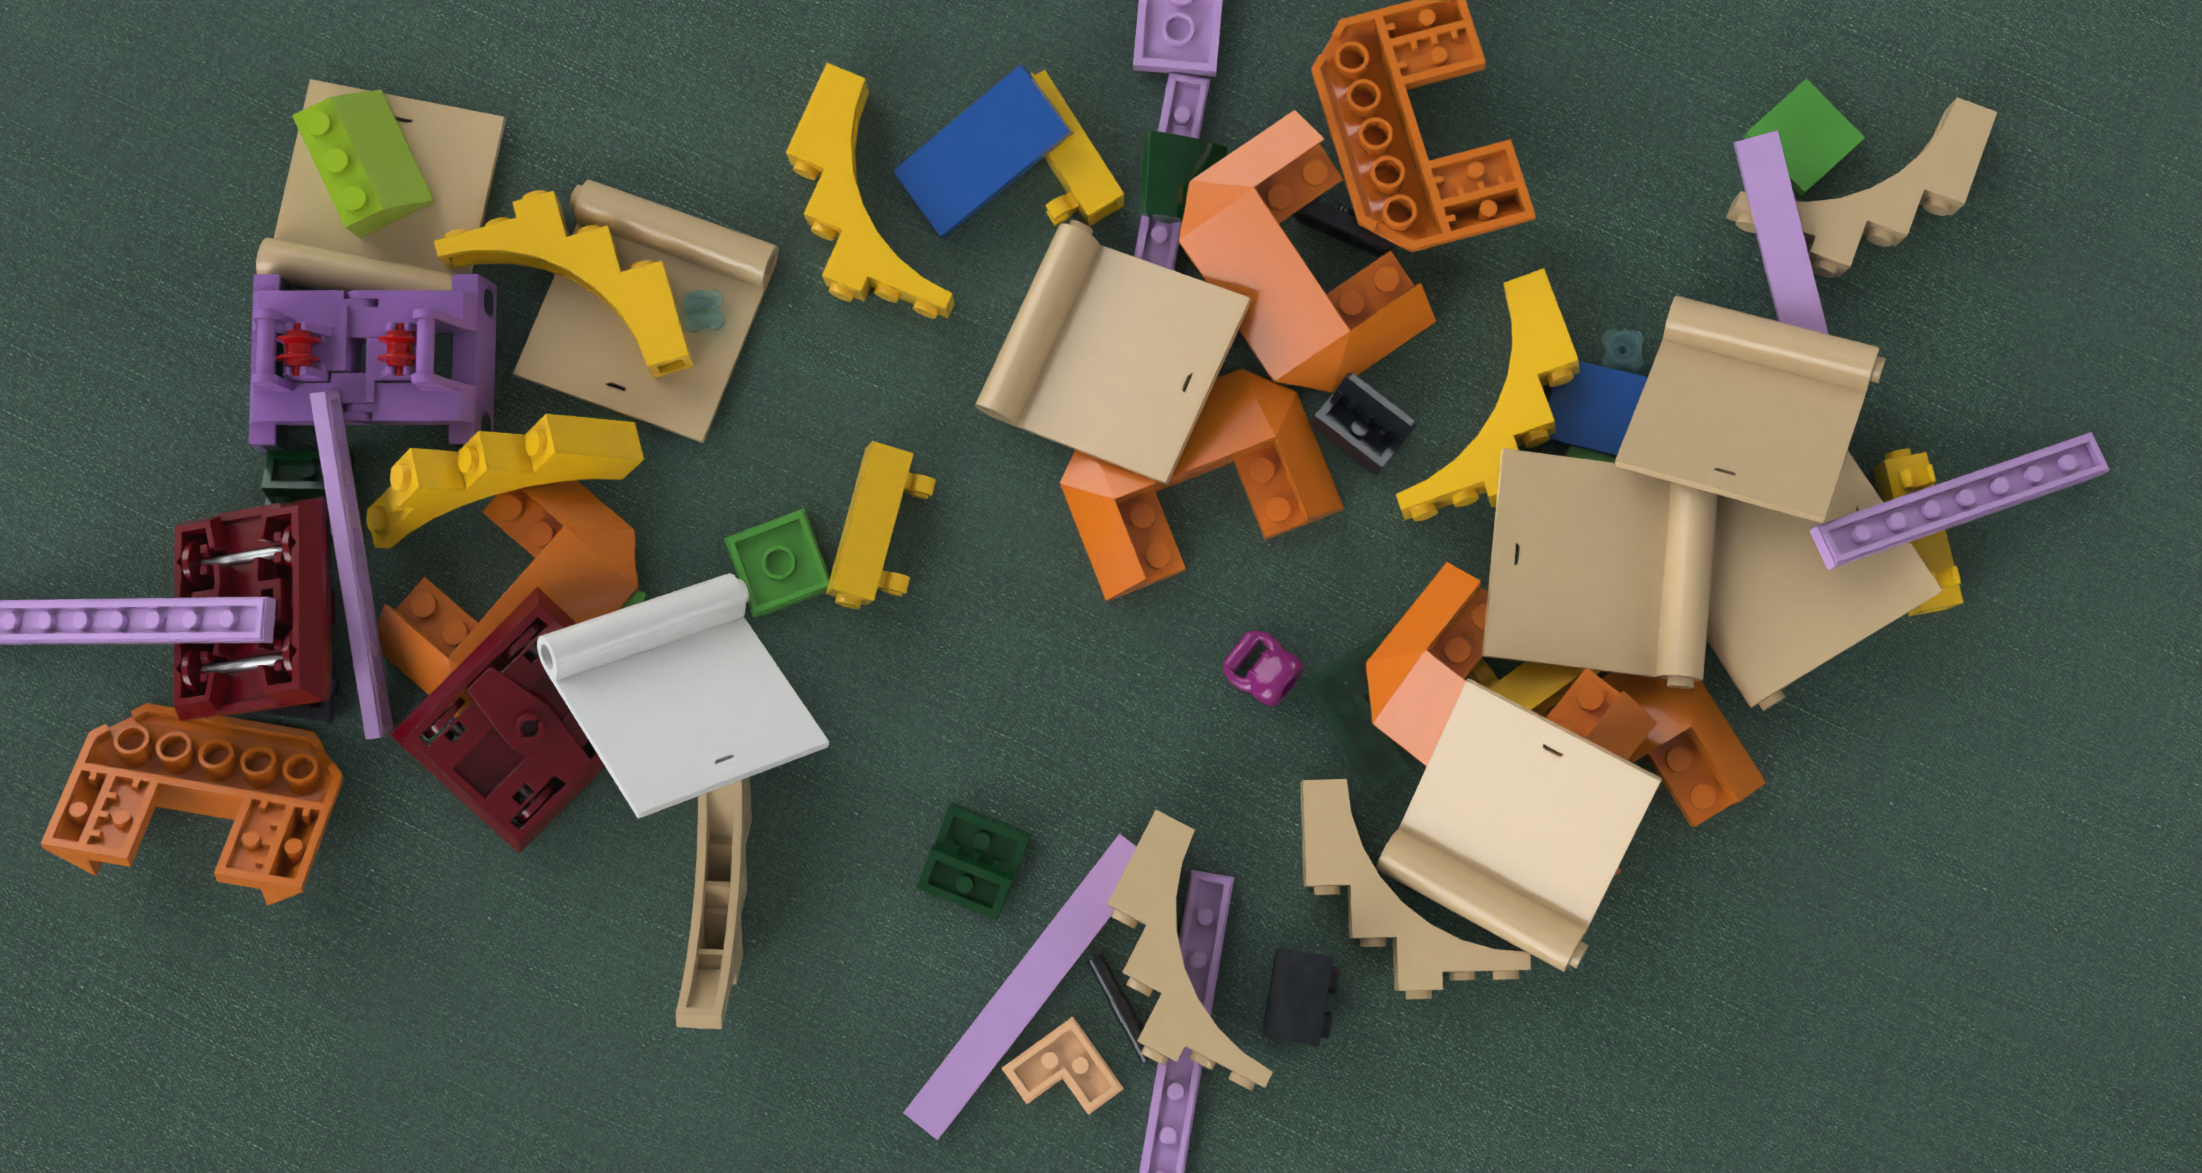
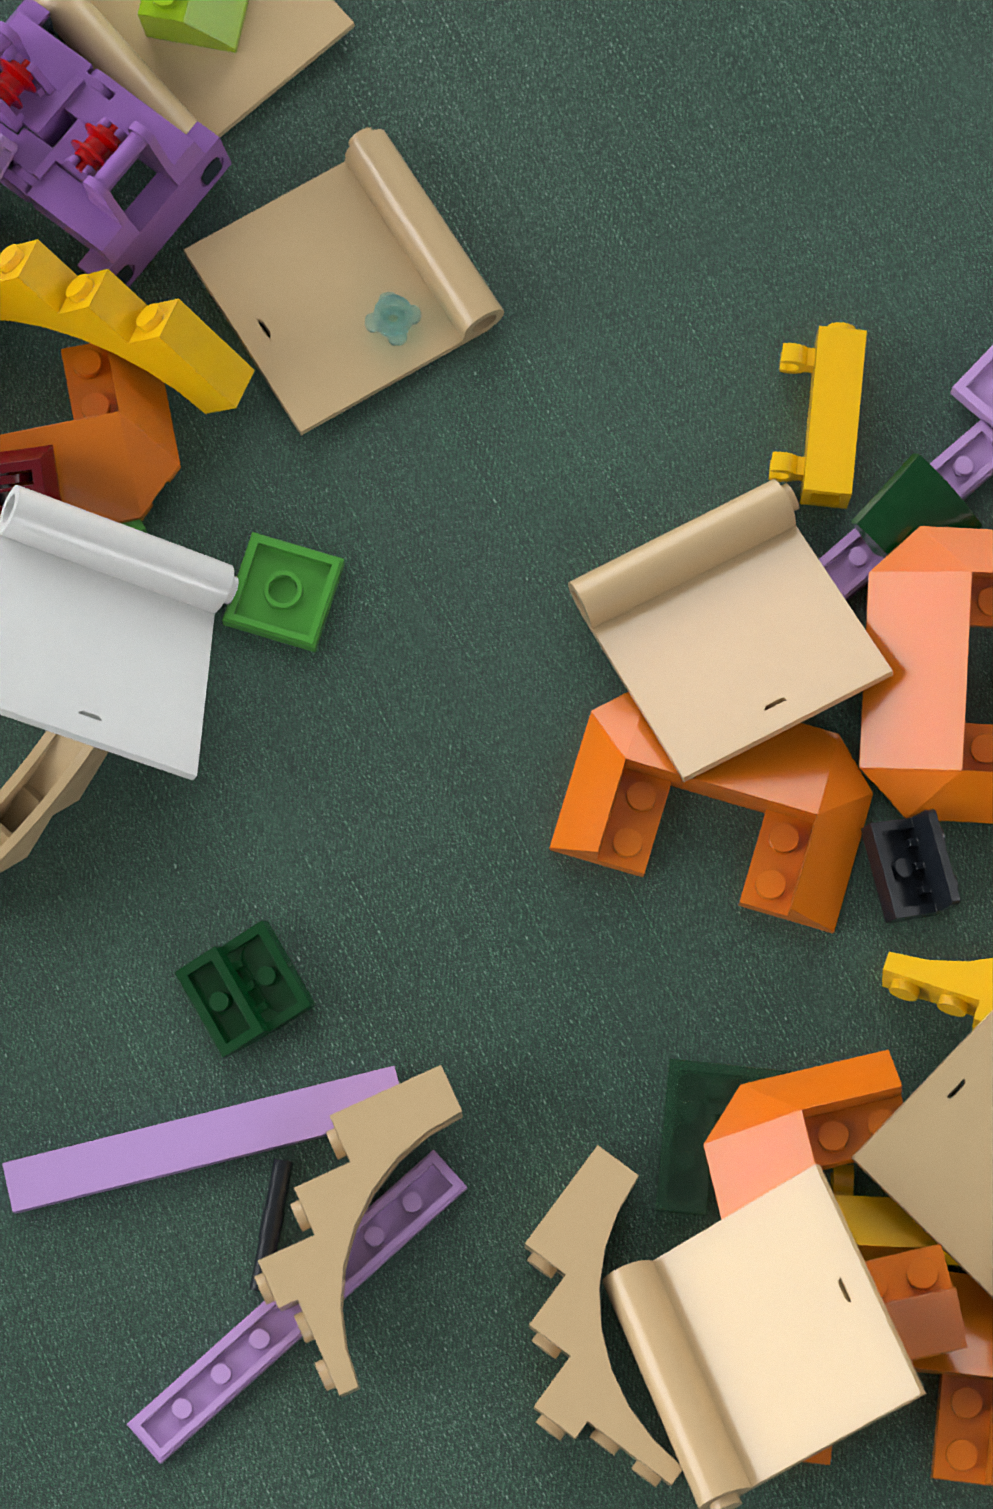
camera: 35 degrees right, 5 degrees down
(589, 258) = (330, 199): yellow arch -> none
(861, 258) = (616, 258): yellow arch -> none
(870, 525) = (389, 617): yellow brick -> none
(982, 151) = (753, 362): blue tile -> none
(1066, 1056) = (190, 1231): light nougat tile -> none
(1270, 676) = (648, 1030): magenta piece -> none
(1299, 997) = (438, 1340): black slope -> none

